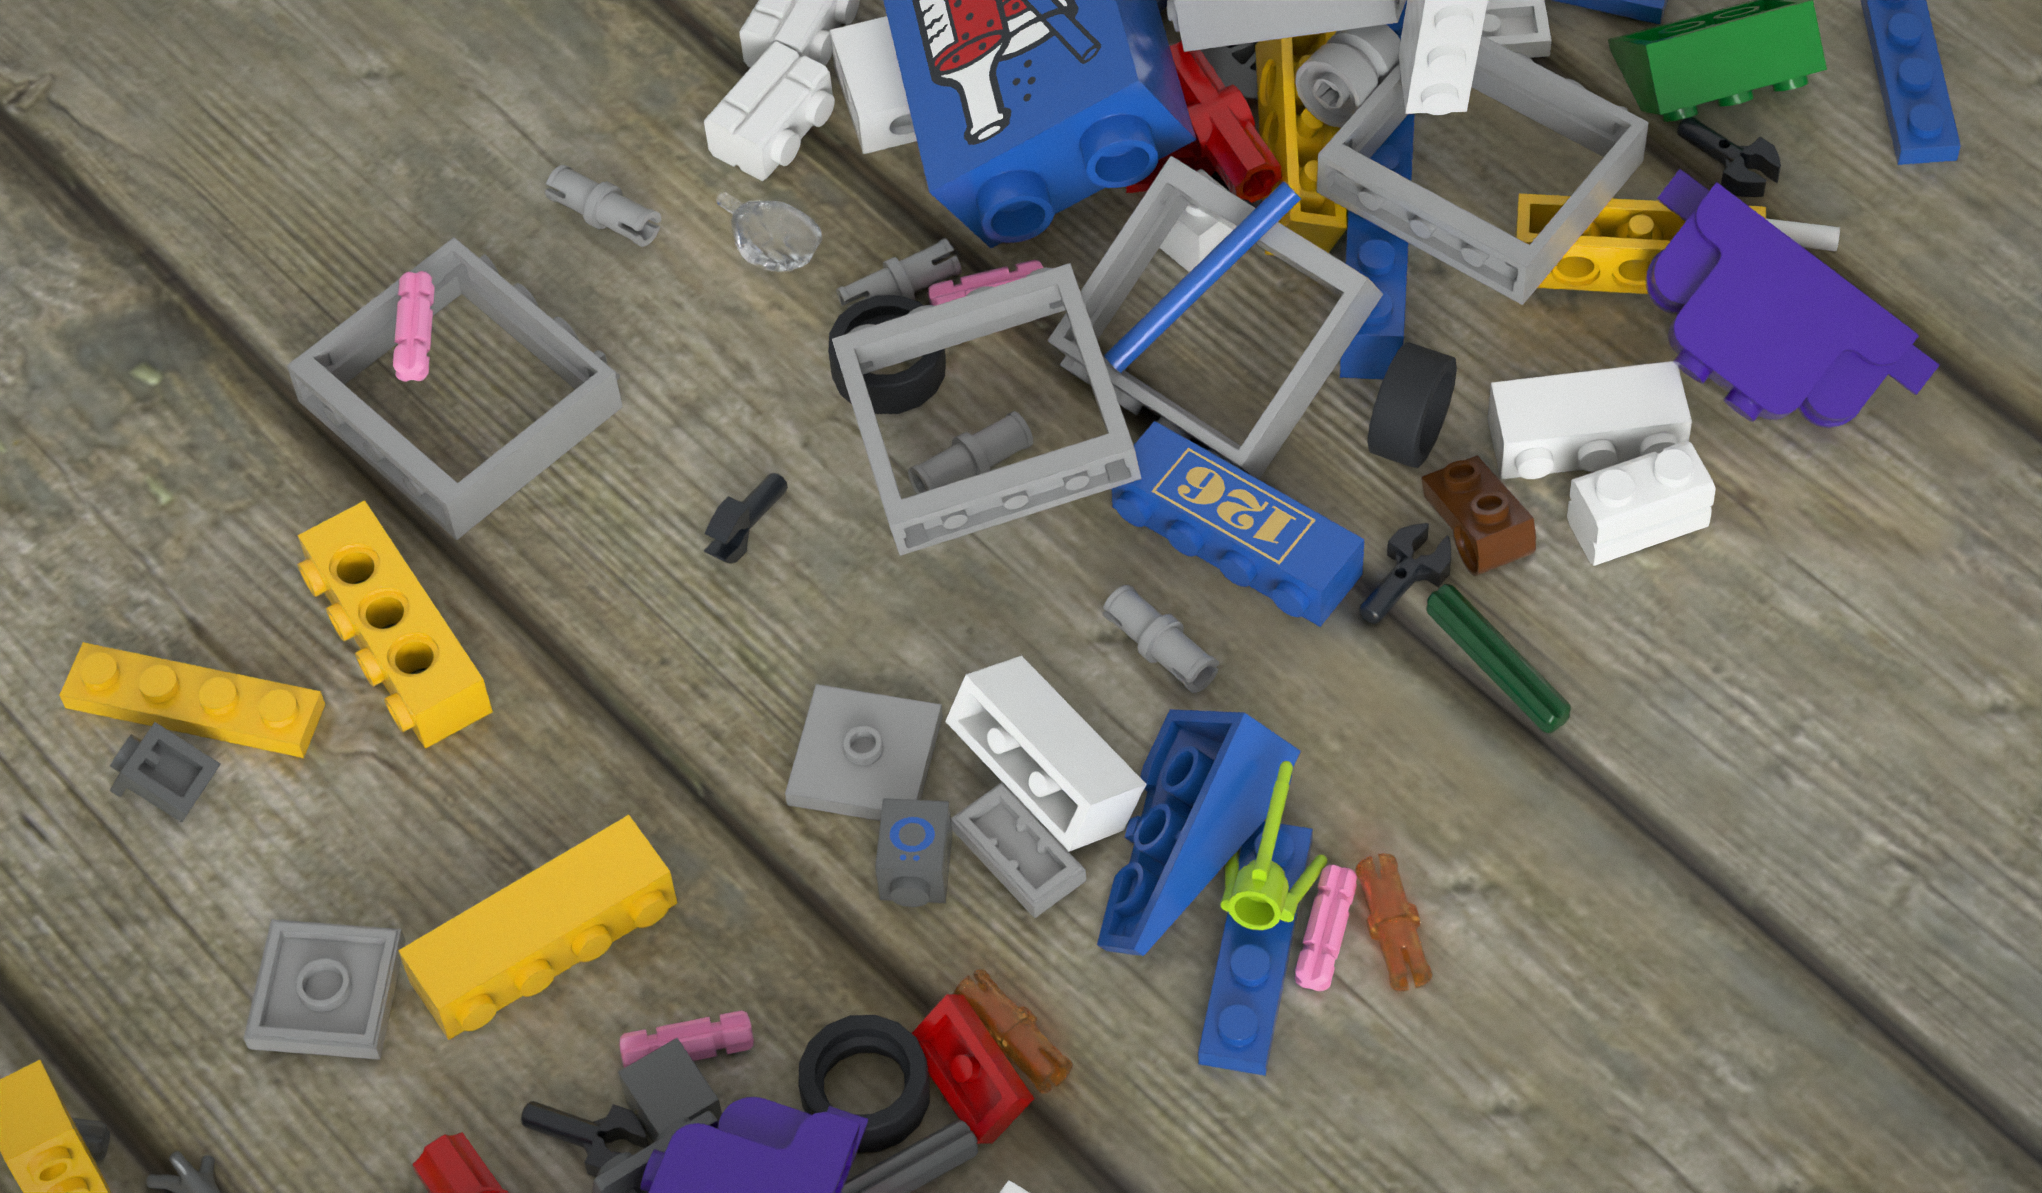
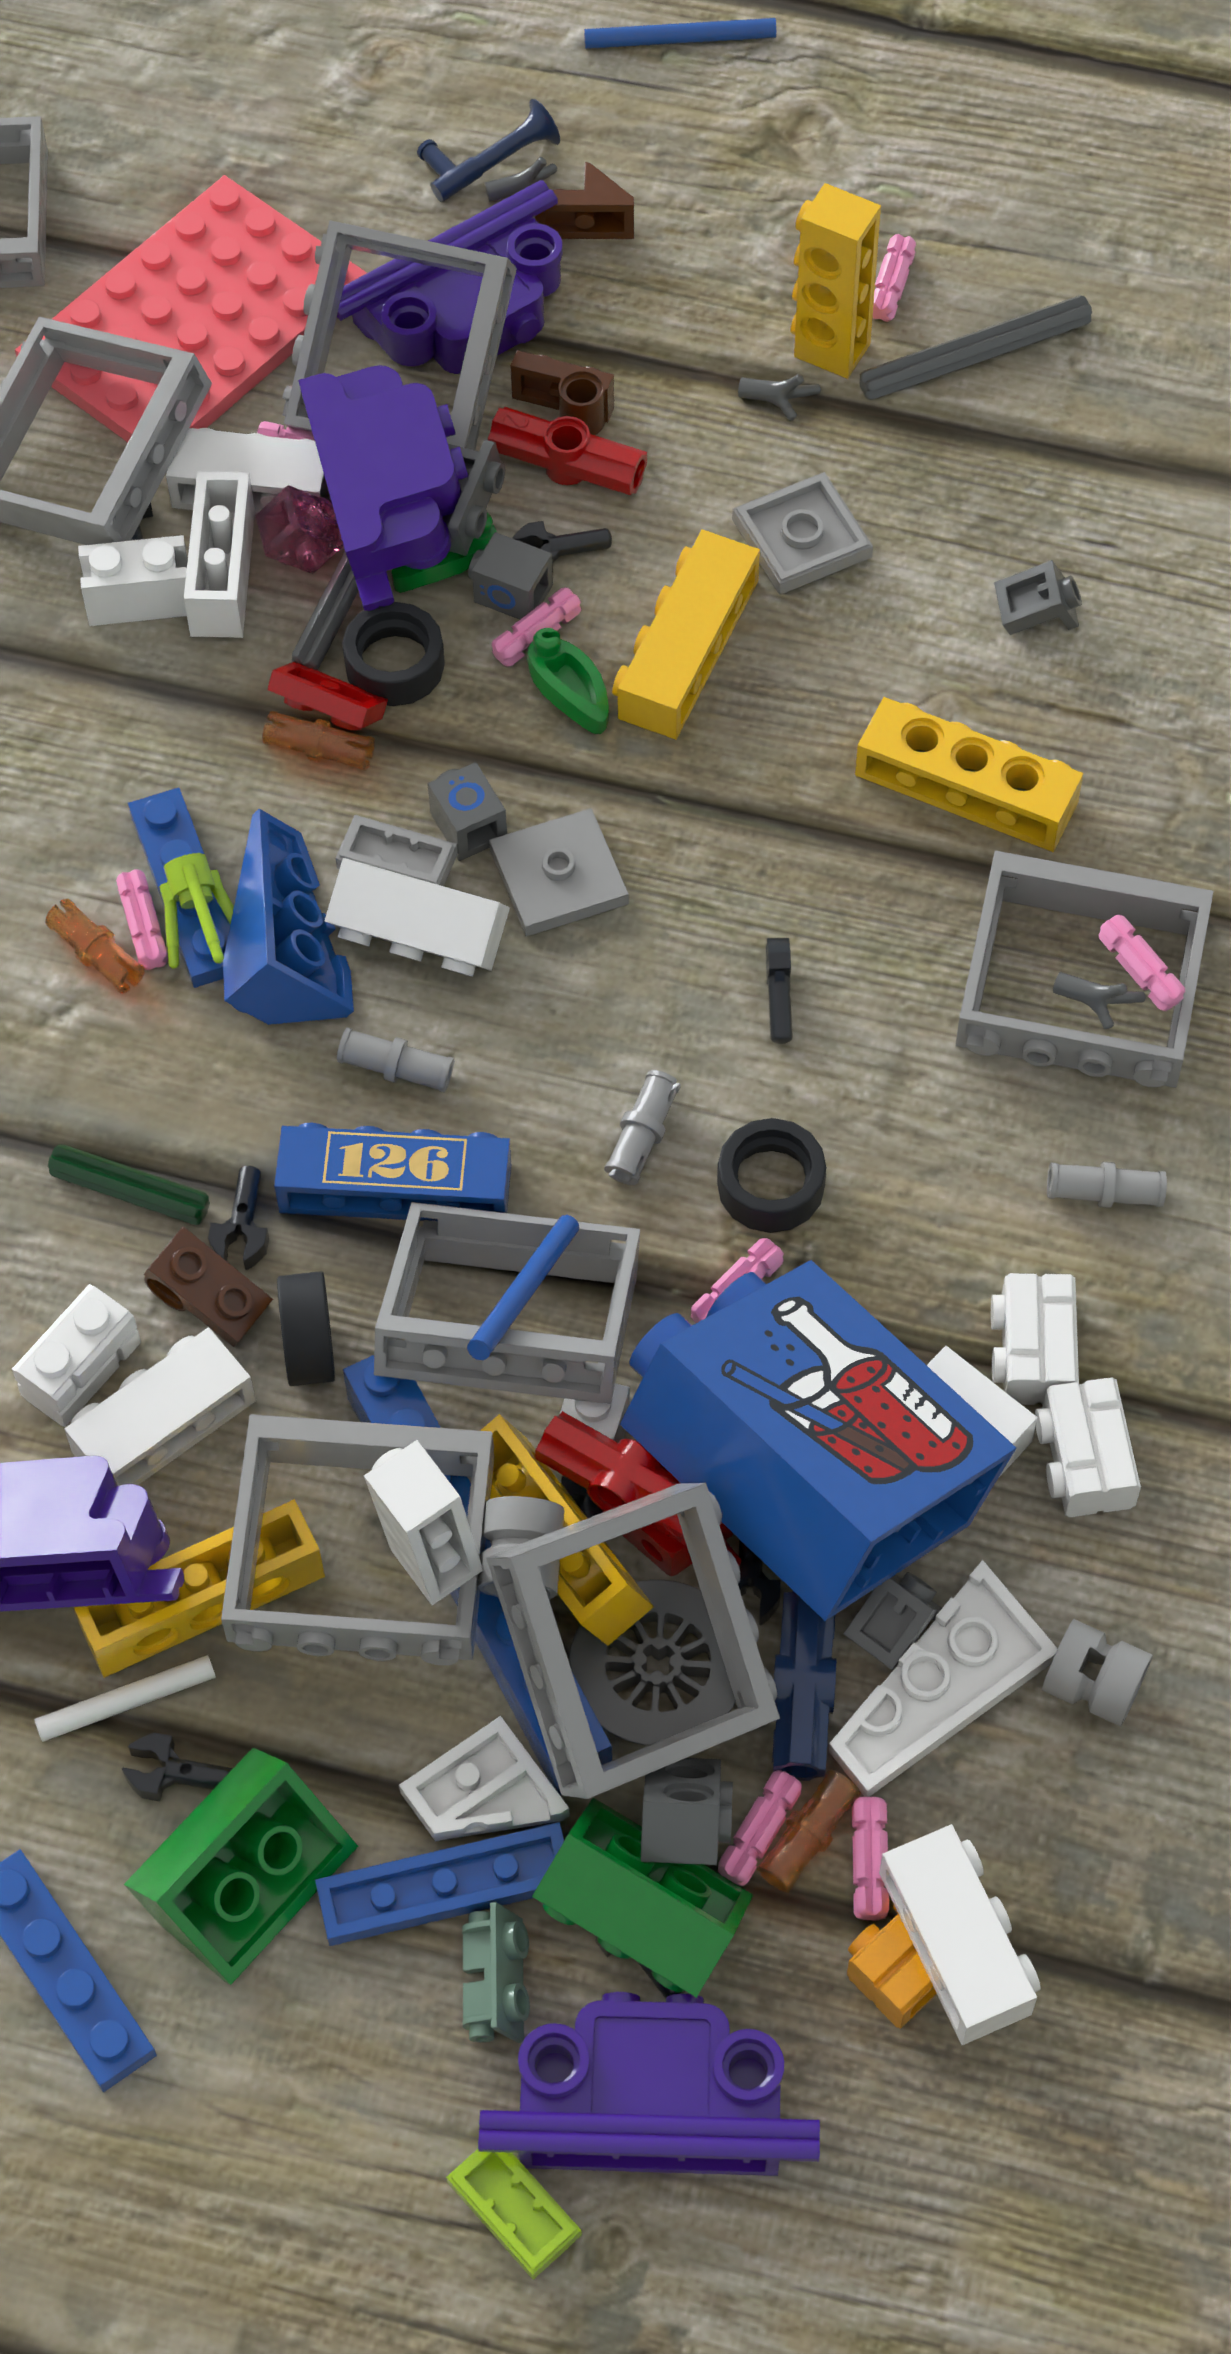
camera: 145 degrees right, 5 degrees up
(193, 699) = (1069, 666): yellow plate -> none
(479, 318) = (1096, 995): none -> dark grey bar
(700, 953) = (568, 680): none -> green arm
(772, 233) = (949, 1230): clear piece -> none
(904, 276) = (818, 1236): light grey pin -> none
(1012, 489) = (634, 1008): light grey window -> none

